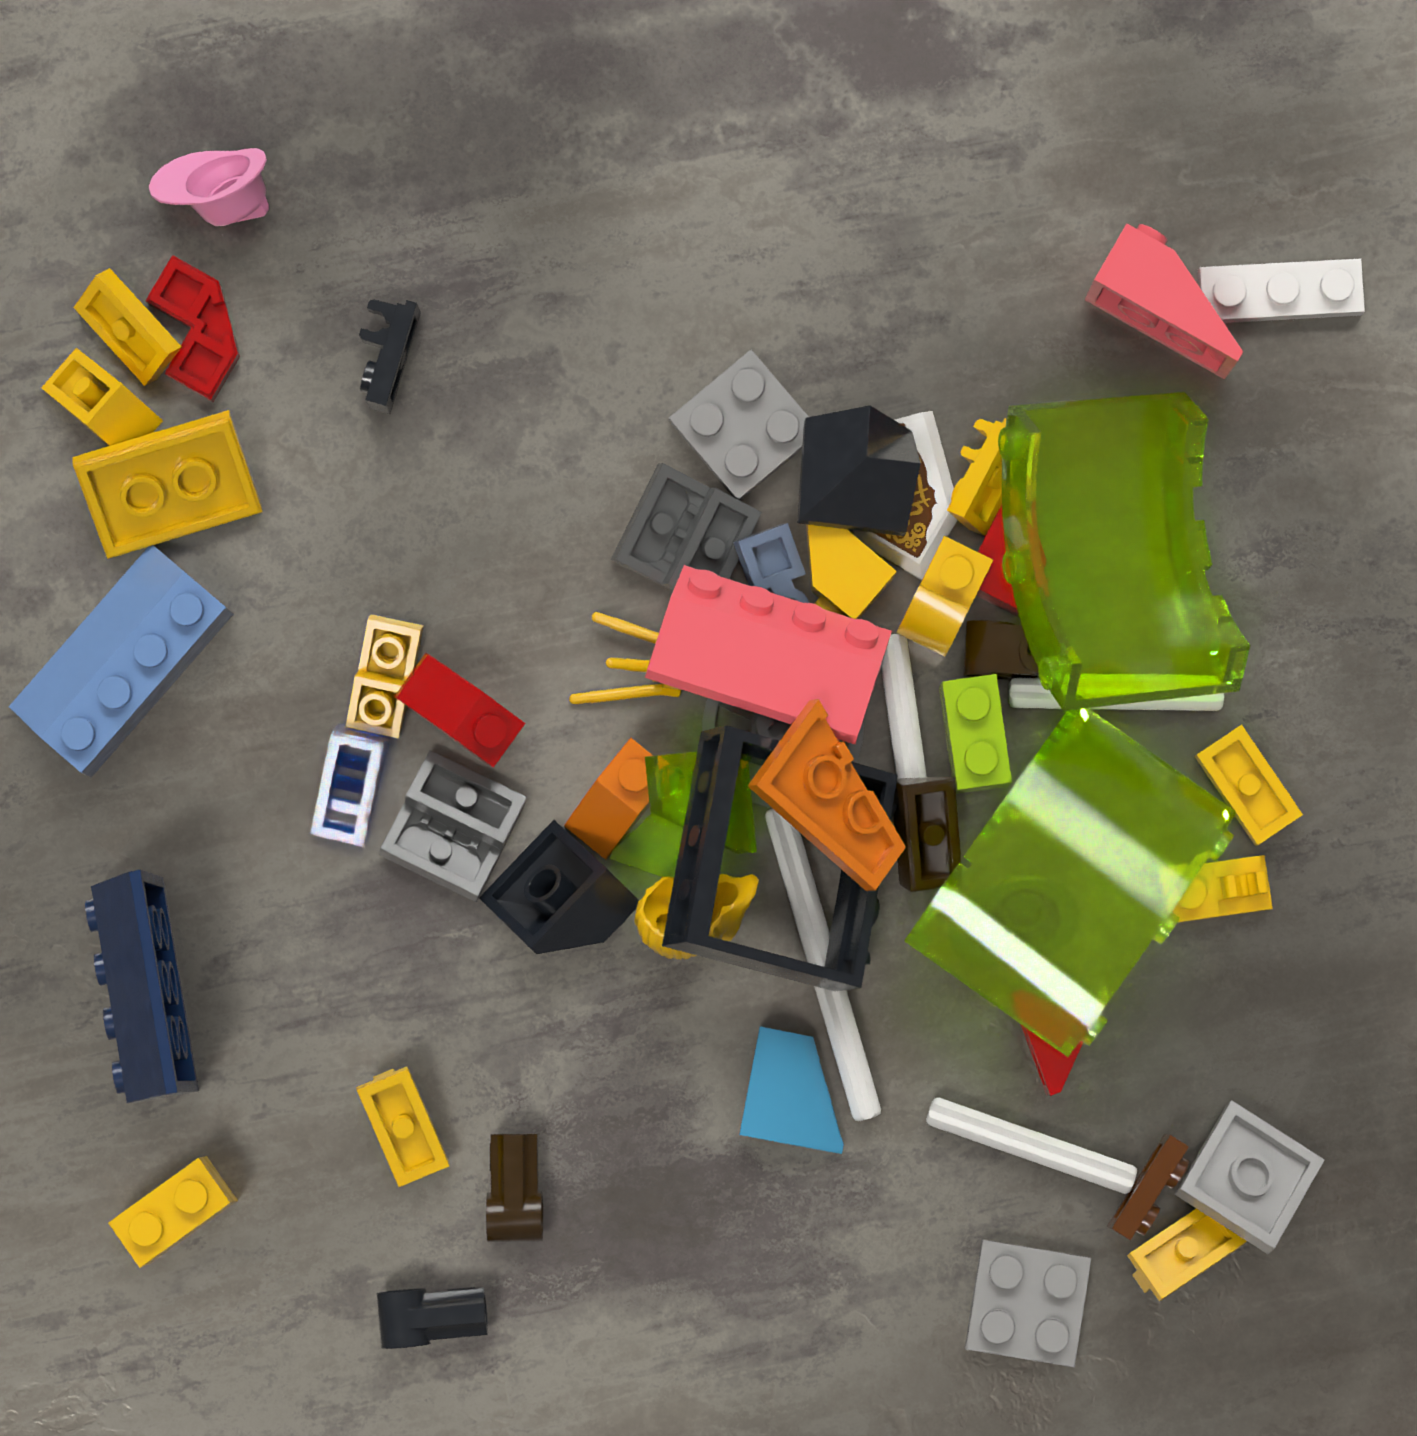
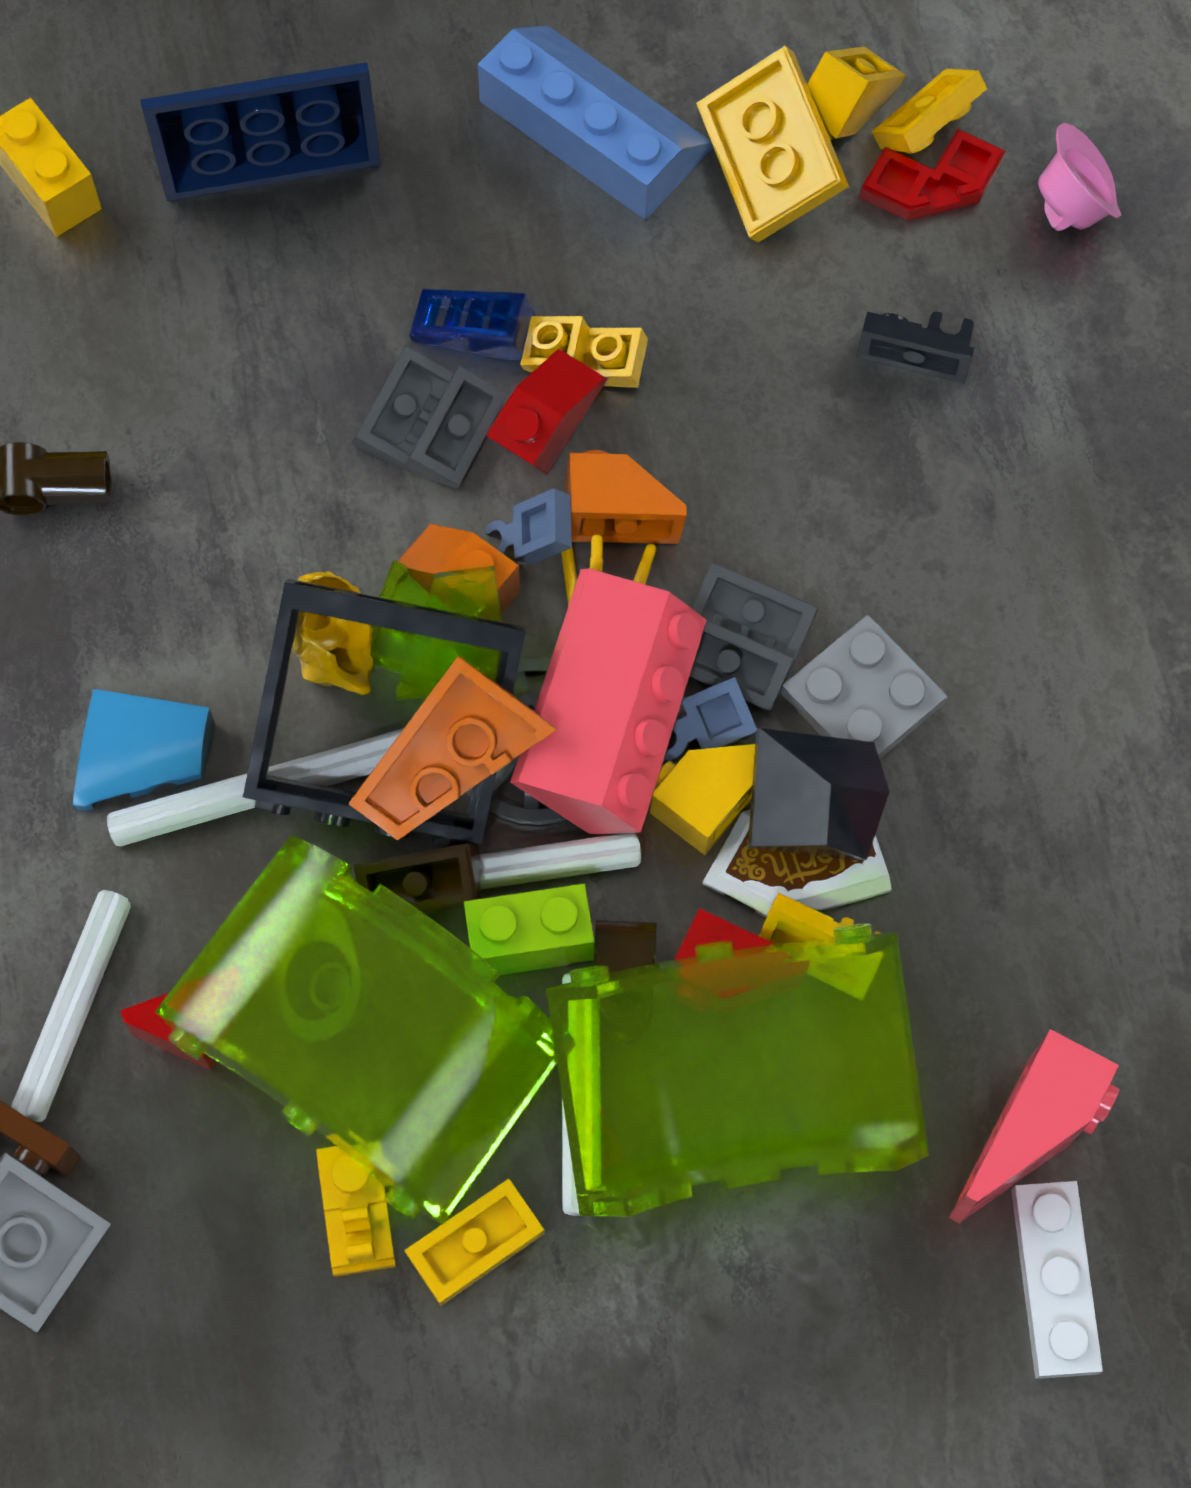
camera: 85 degrees right, 15 degrees down
(403, 1125) = (119, 369): yellow plate -> none
(550, 648) = (620, 501): none -> orange slope
(559, 895) = (353, 514): black slope -> none
(587, 724) = (538, 528): none -> sand blue plate
(944, 596) = (673, 886): yellow brick -> none

